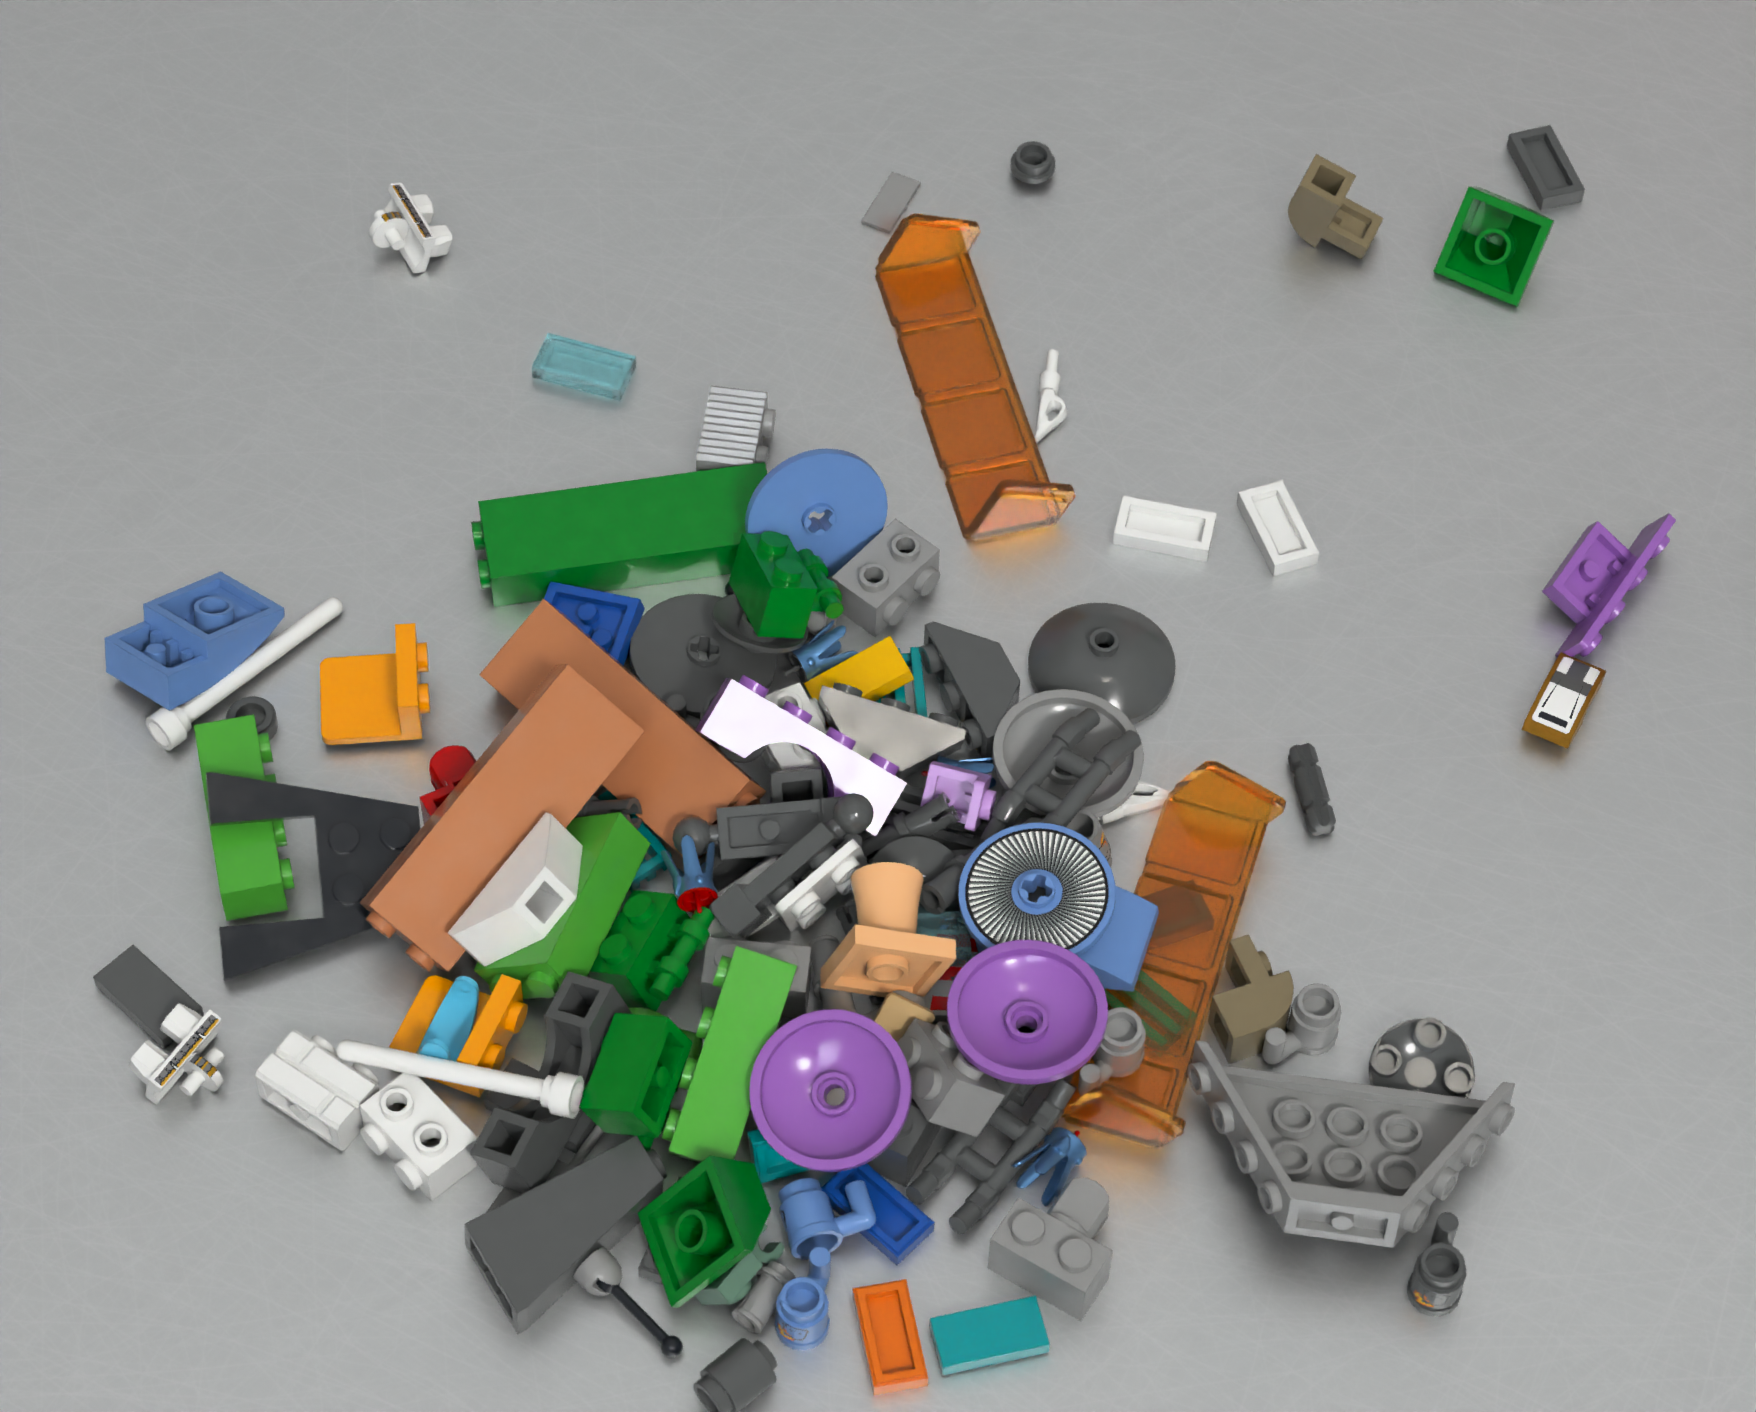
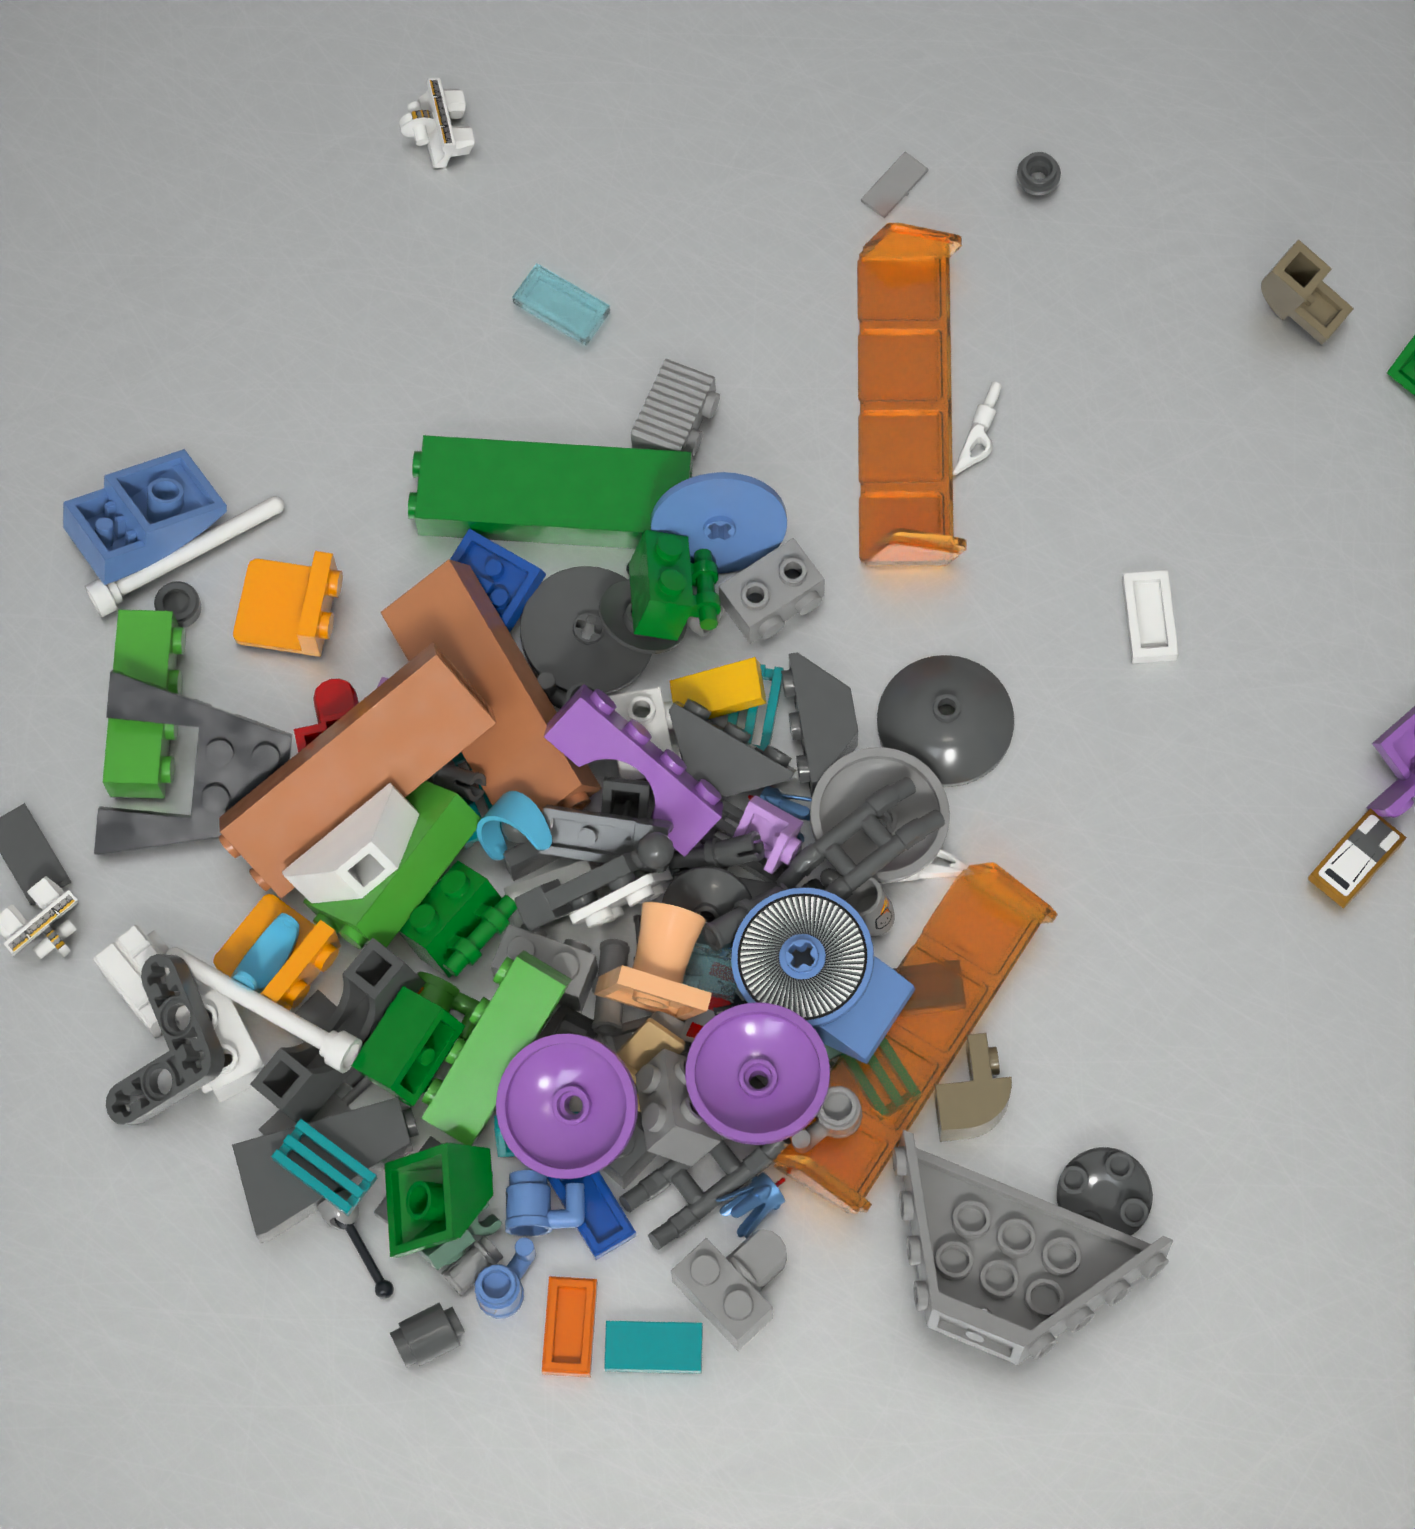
camera: 20 degrees right, 15 degrees up
(381, 1150) = (181, 1058): none -> dark grey beam
(583, 1203) = (292, 1142): none -> teal tile
(691, 816) = (518, 812): none -> medium azure helmet
(696, 885) = (503, 876): flat silver piece -> none
(815, 655) = (683, 653): flat silver piece -> none
(1164, 528) = (1045, 593): white tile -> none
(1310, 1027) = (1020, 1128): light grey piece -> none
(1311, 789) = (1096, 893): dark grey axle -> none
(1438, 1272) = (1054, 1392): dark grey piece -> none

